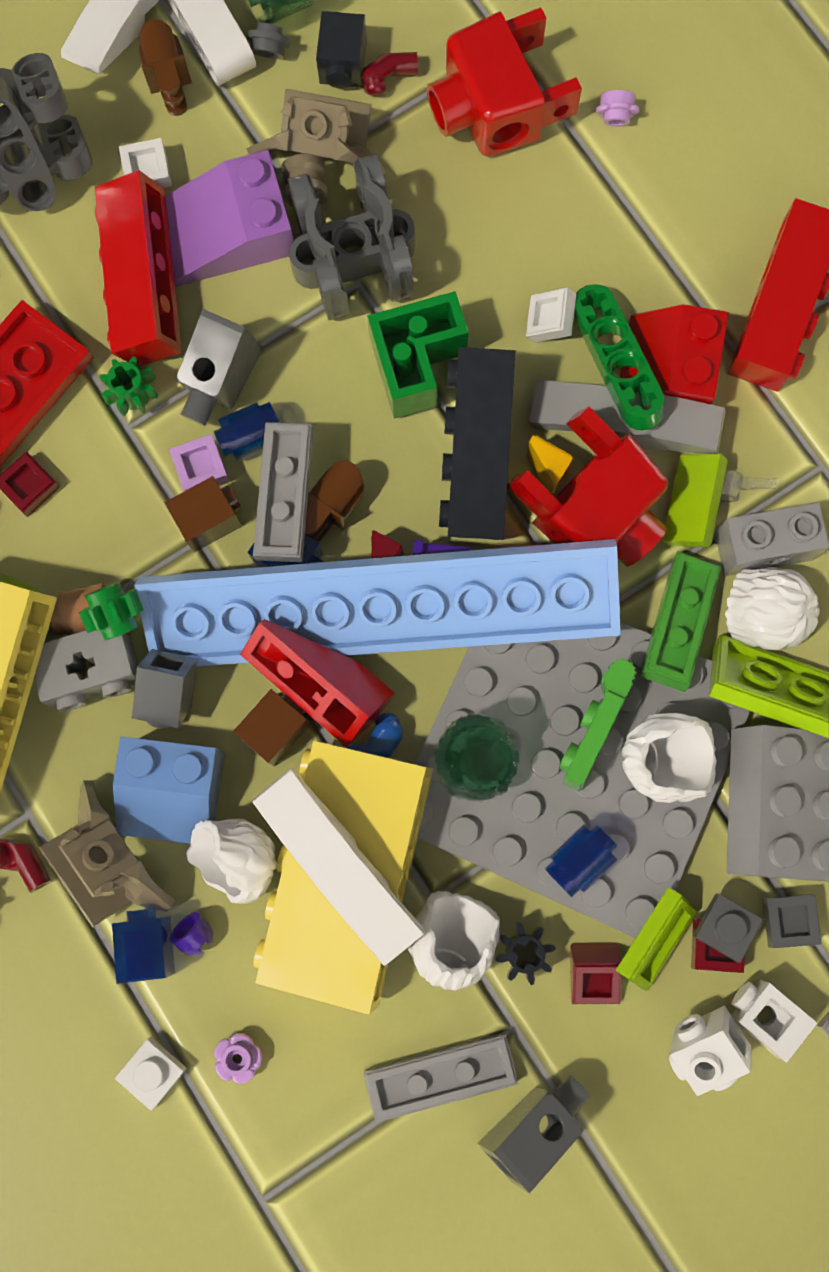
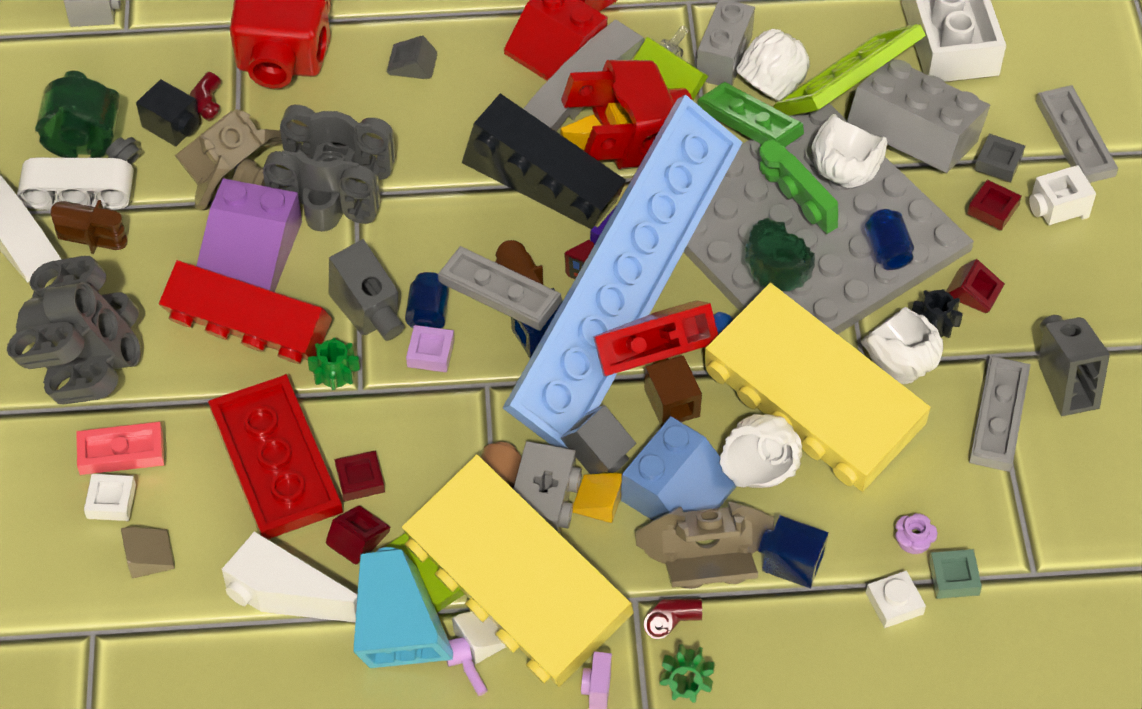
camera: 65 degrees left, 25 degrees down
(111, 611) = (521, 427): green gear -> none
(114, 719) = (599, 496): none -> yellow slope
(148, 158) = (153, 274): white plate -> none
(192, 934) = (804, 513): dark purple hinge -> none
(205, 513) = (473, 360): reddish brown brick -> none
(205, 1124) = (955, 574): none -> sand green plate
(338, 866) = (810, 360): white slope -> none
(411, 340) = (443, 176): green brick -> none
(551, 315) = (472, 87): white tile -> none
(561, 235) = (413, 58): none -> dark grey slope
(624, 353) = (577, 54): green beam -> none
(657, 939) = (971, 234): lime tile -> none
(710, 1051) = (1065, 235): white brick -> none
(727, 927) = (985, 186): dark grey plate -> none

